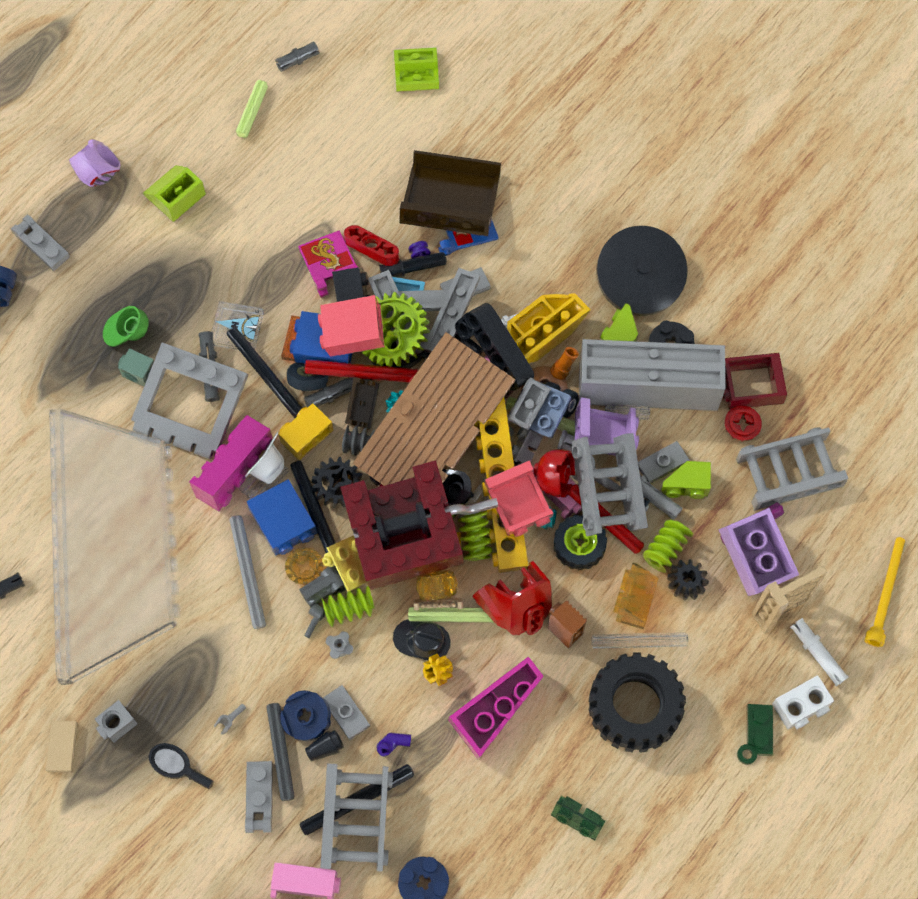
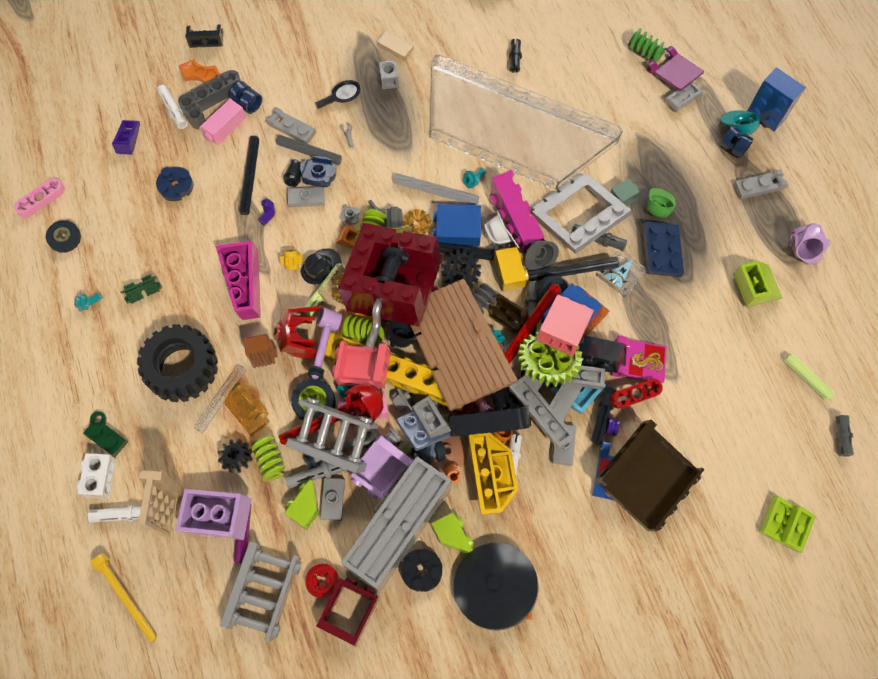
camera: 120 degrees right, 0 degrees up
(184, 299) = (662, 249): none -> dark blue plate
(209, 539) = (471, 179): none -> teal plate
(253, 876) = (245, 97): none -> dark blue wheel
(267, 411) = (541, 255): none -> dark grey piece
(335, 803) = (238, 145): light grey fence -> none
(368, 631) = (347, 237): none -> orange slope
(487, 571) = (328, 321): none -> lavender piece
(638, 873) = (83, 303): none -> teal plate

